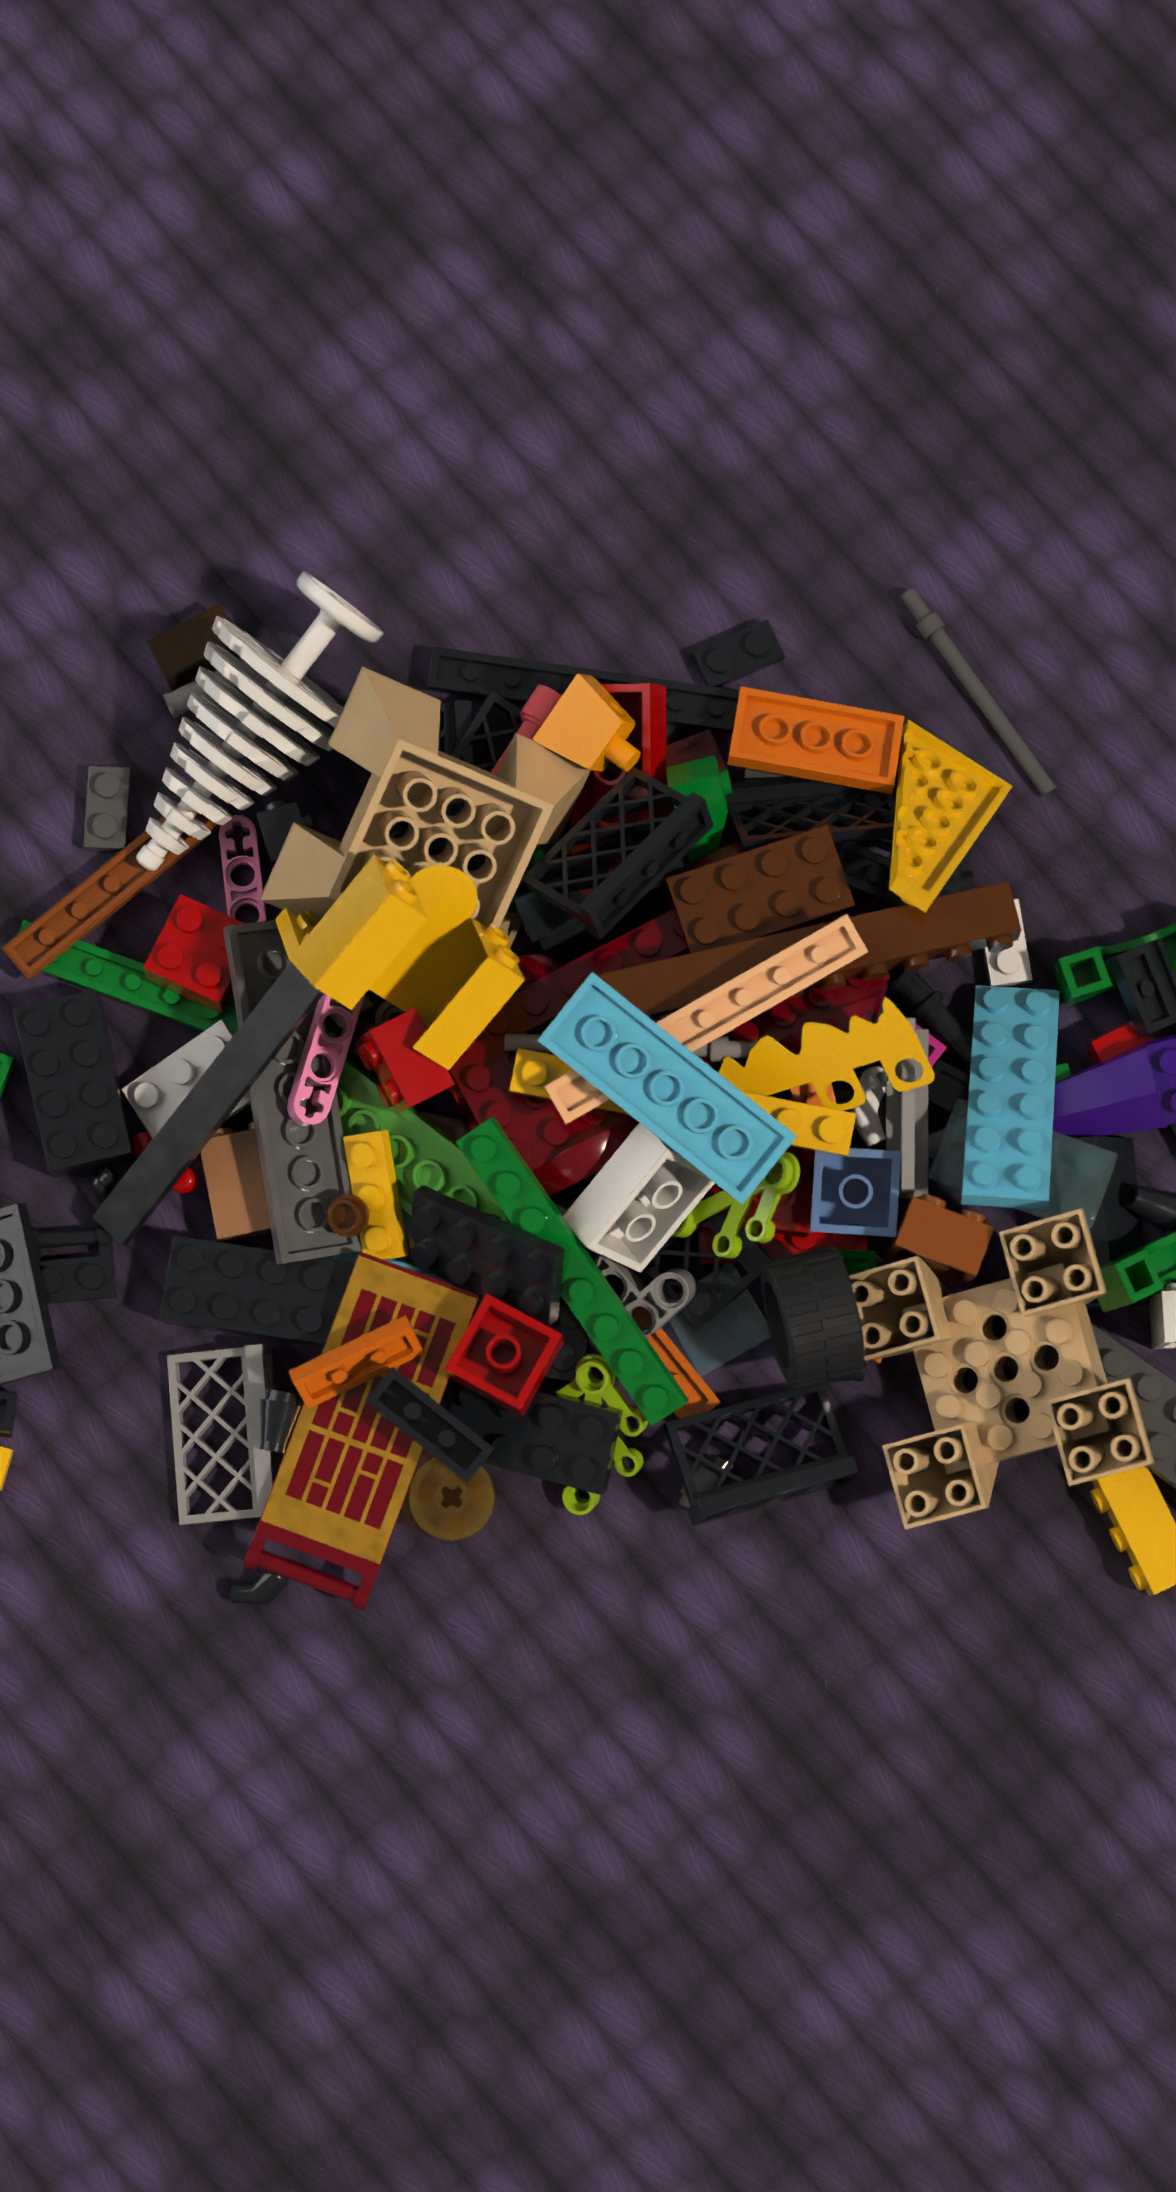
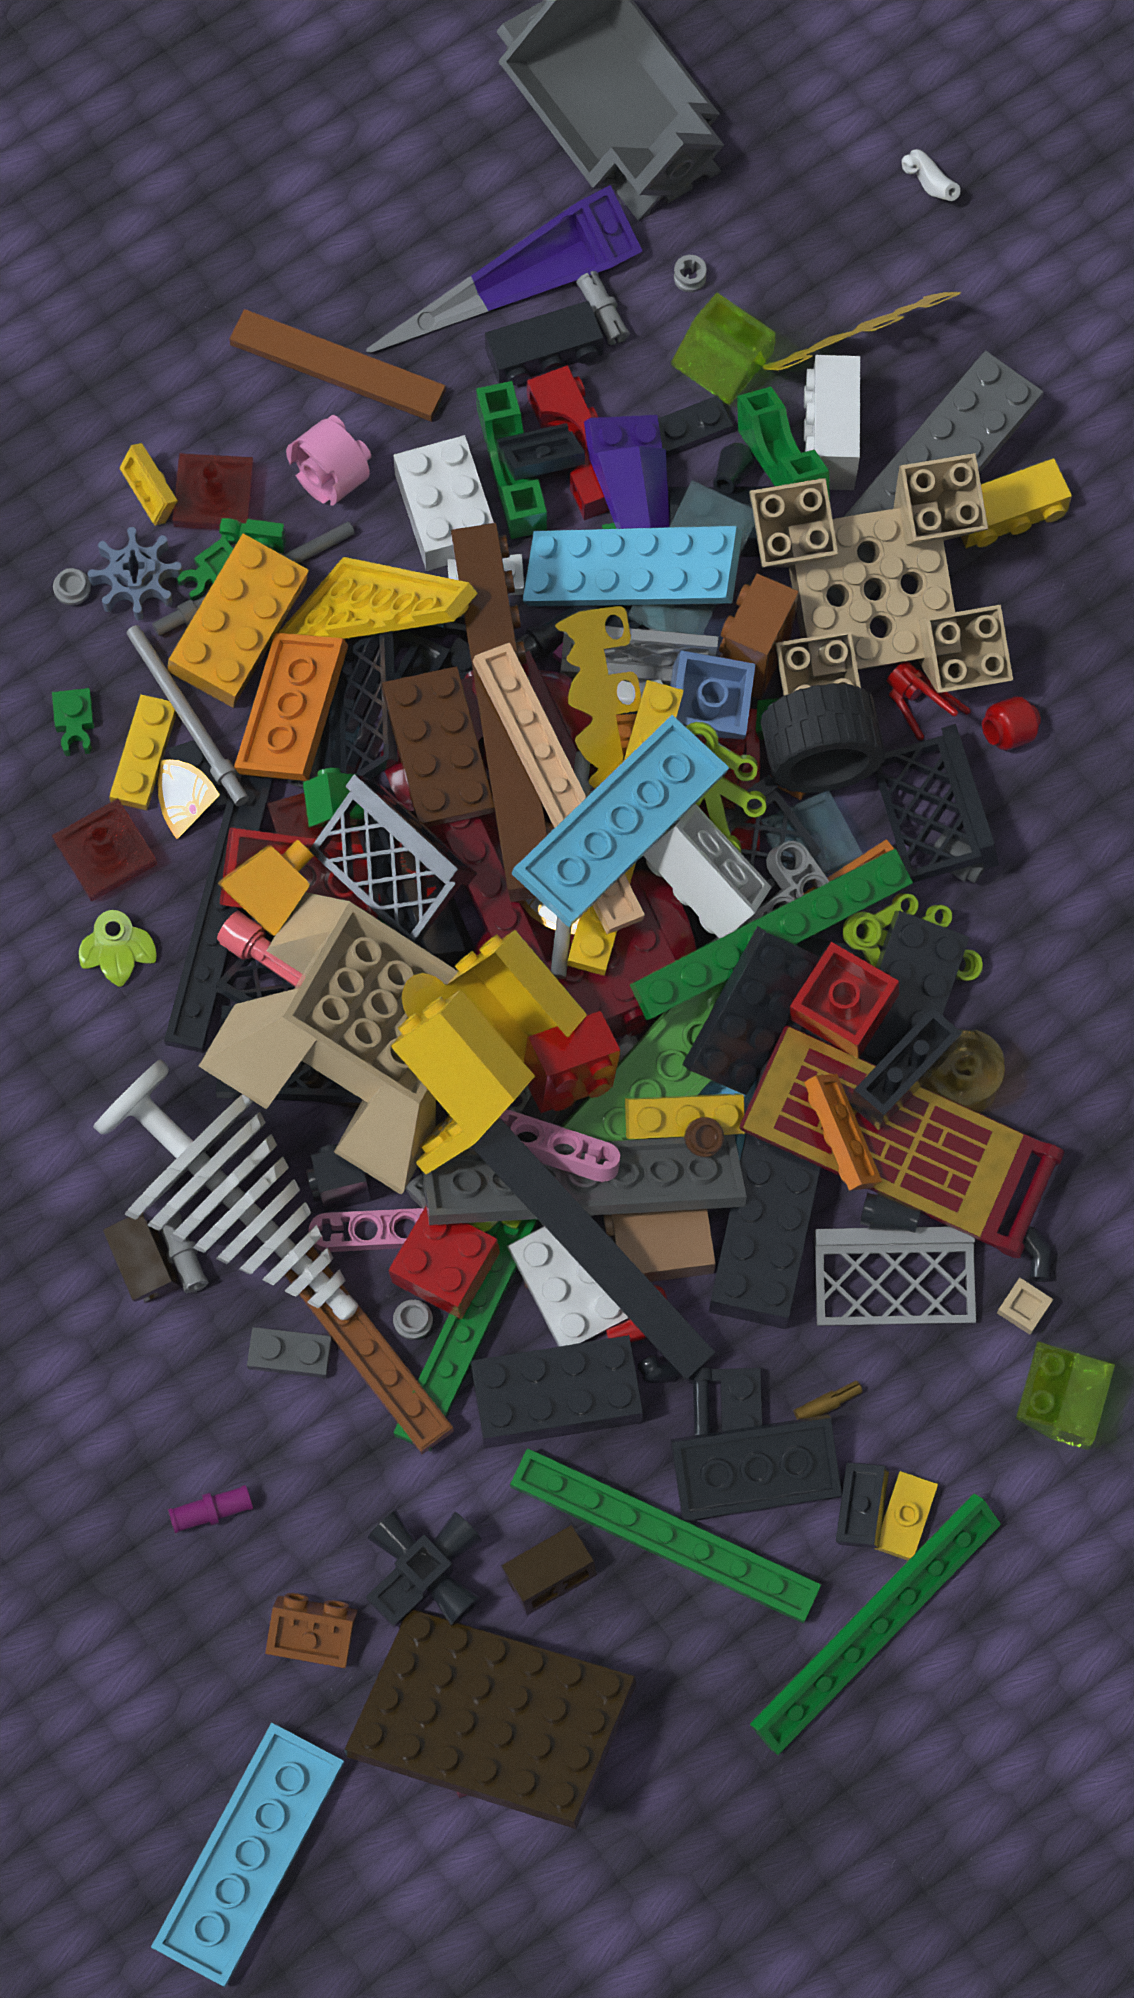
camera: 85 degrees left, 10 degrees down
(84, 1369) = (828, 1401): none -> pearl gold piece
(98, 1620) = (1065, 1395): none -> clear neon green slope
(145, 930) = (412, 1319): none -> light grey plate
(198, 1576) = (1024, 1306): none -> tan plate
(531, 589) = (118, 952): none -> lime plate
(645, 564) = (104, 849): none -> clear red plate
(714, 640) = (183, 794): none -> sticker
(742, 674) = (221, 768): none -> light grey bar
(764, 595) = (143, 752): none -> yellow plate
(802, 516) = (73, 715): none -> green plate
(871, 1537) = (1011, 723): none -> red head
(912, 1421) = (910, 684): none -> red plant
(917, 675) = (237, 620): none -> light orange brick
(950, 499) = (71, 586): none -> light grey plate
(980, 551) = (121, 568): none -> sand blue gear
(987, 649) = (209, 566): none -> green plate
(1025, 694) = (267, 533): none -> green plate
(1076, 638) = (212, 490): none -> clear red plate
(1078, 566) = (148, 484): none -> yellow plate
(1084, 889) = (440, 496): none -> white brick
(1118, 757) = (329, 460): none -> bright pink brick

